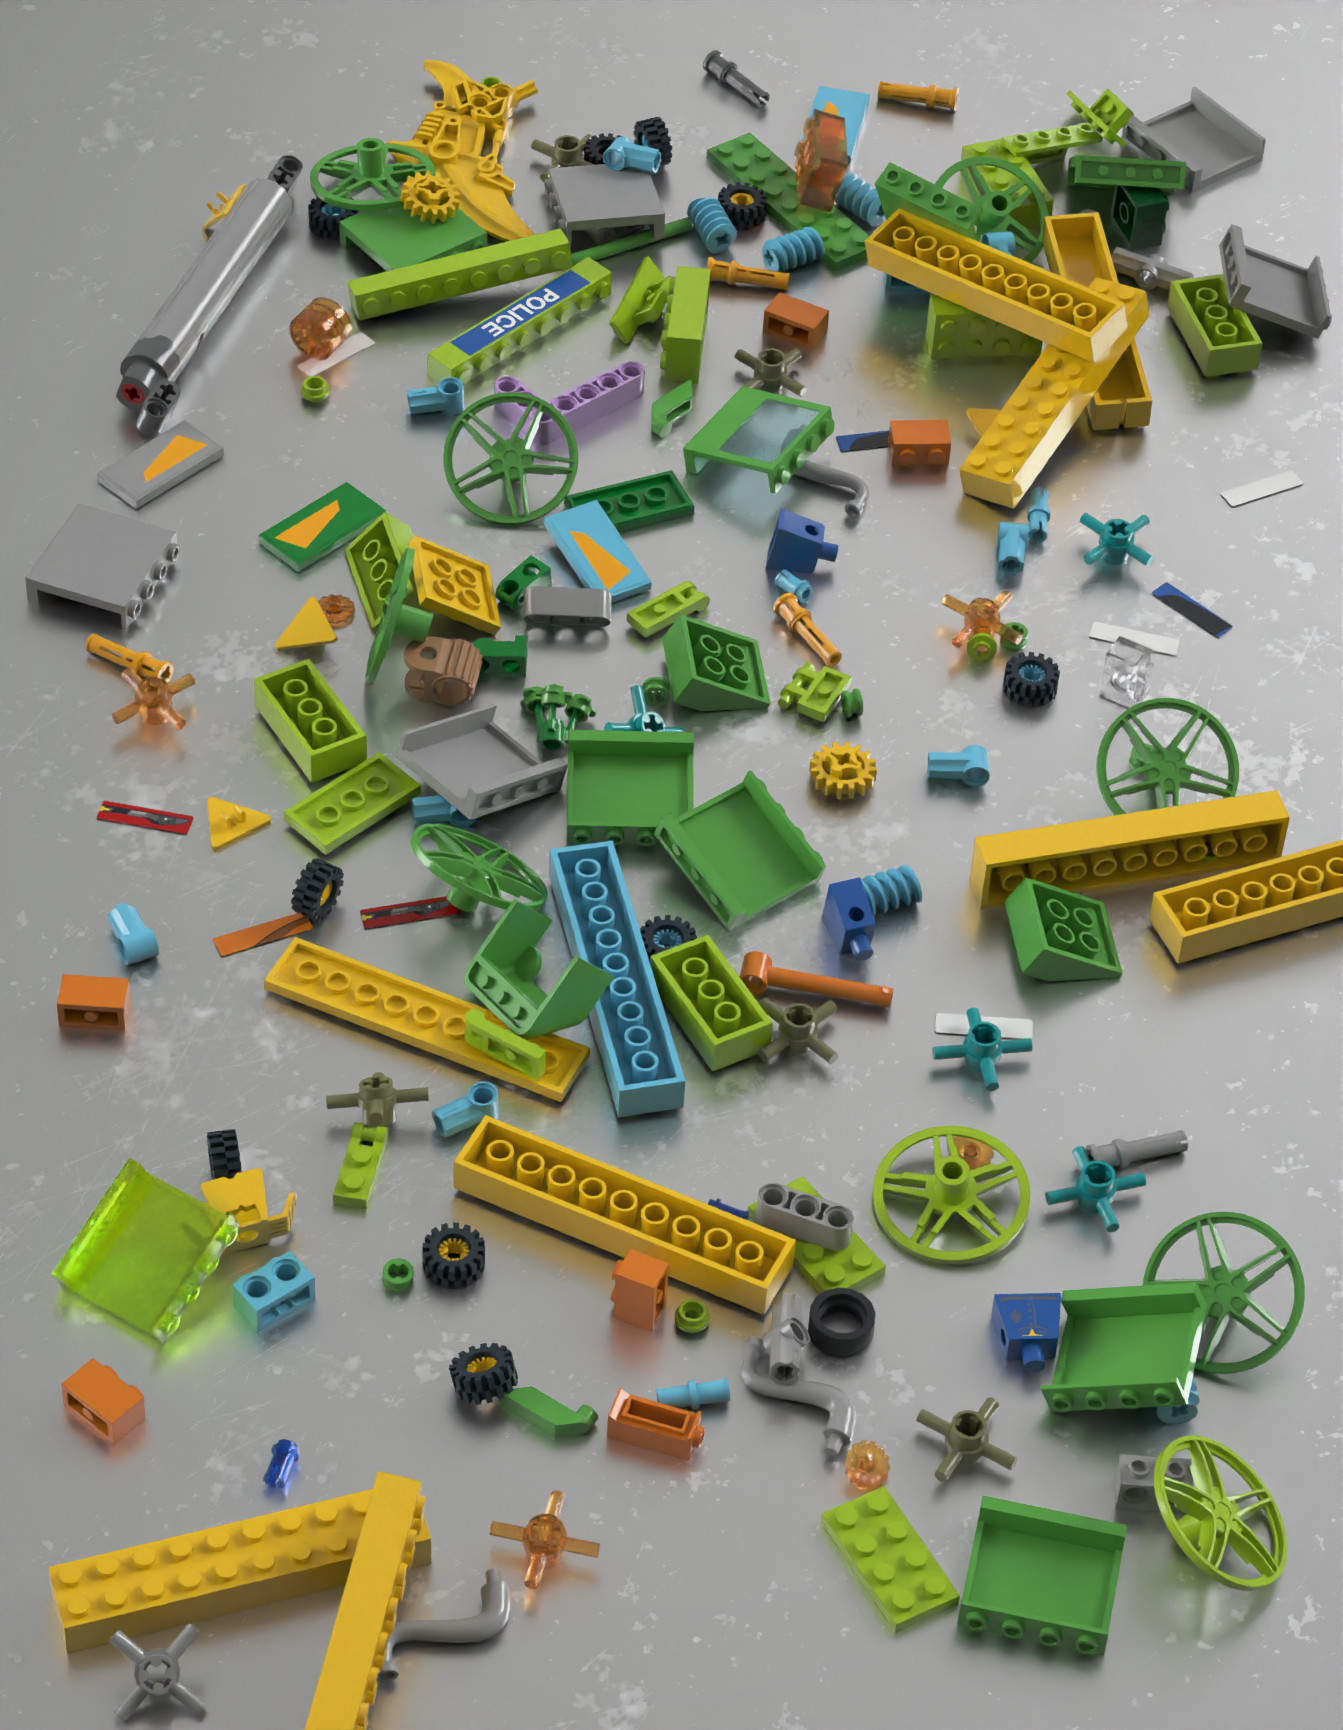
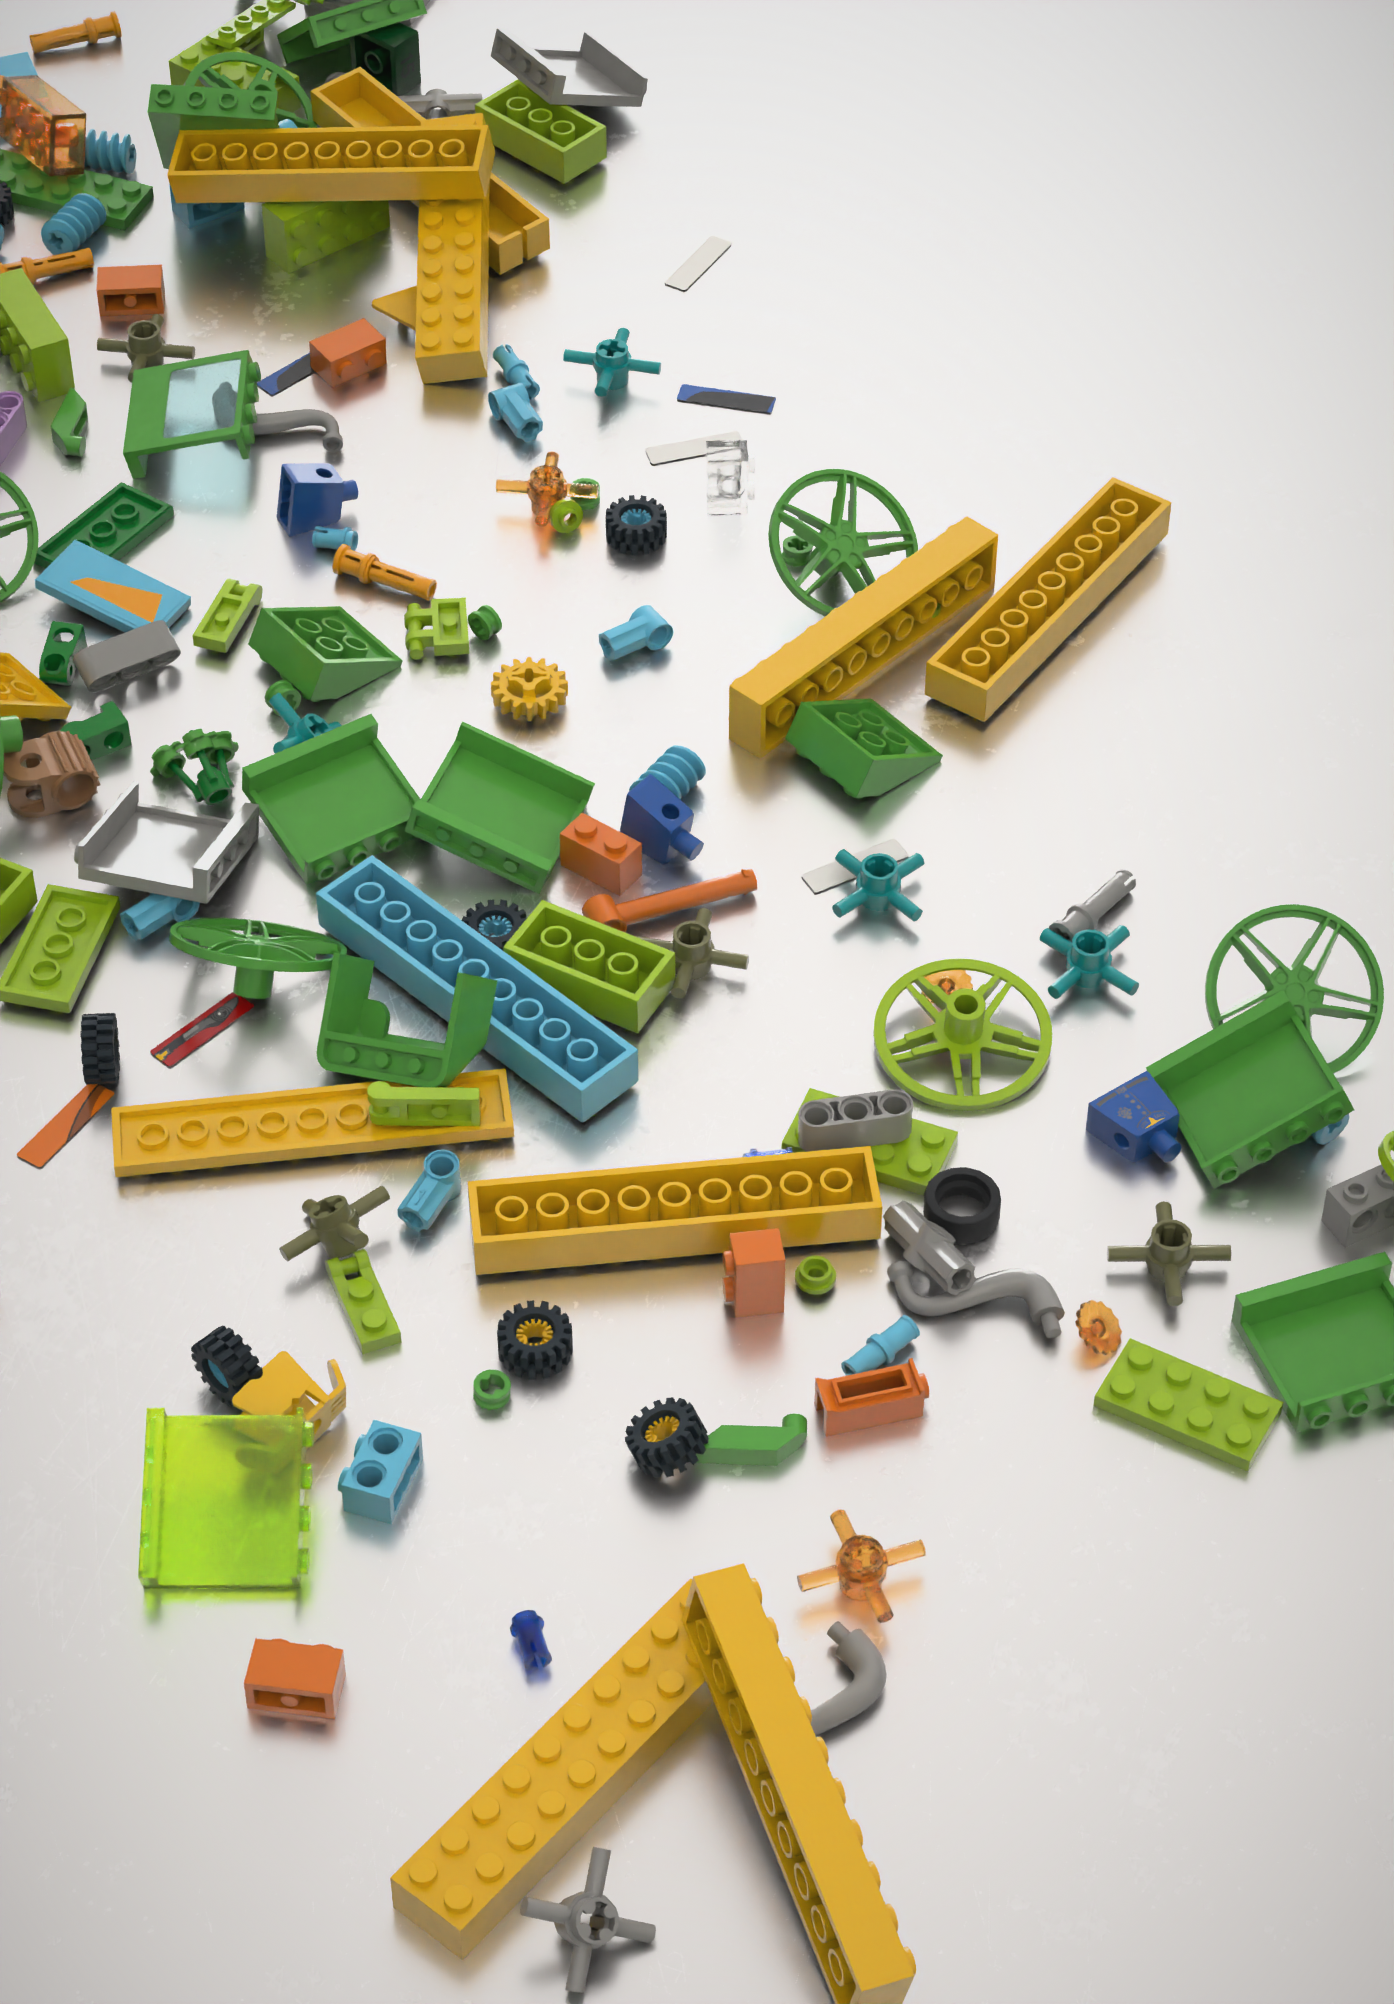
camera: 30 degrees left, 0 degrees up
(790, 922) = (601, 854): none -> orange brick

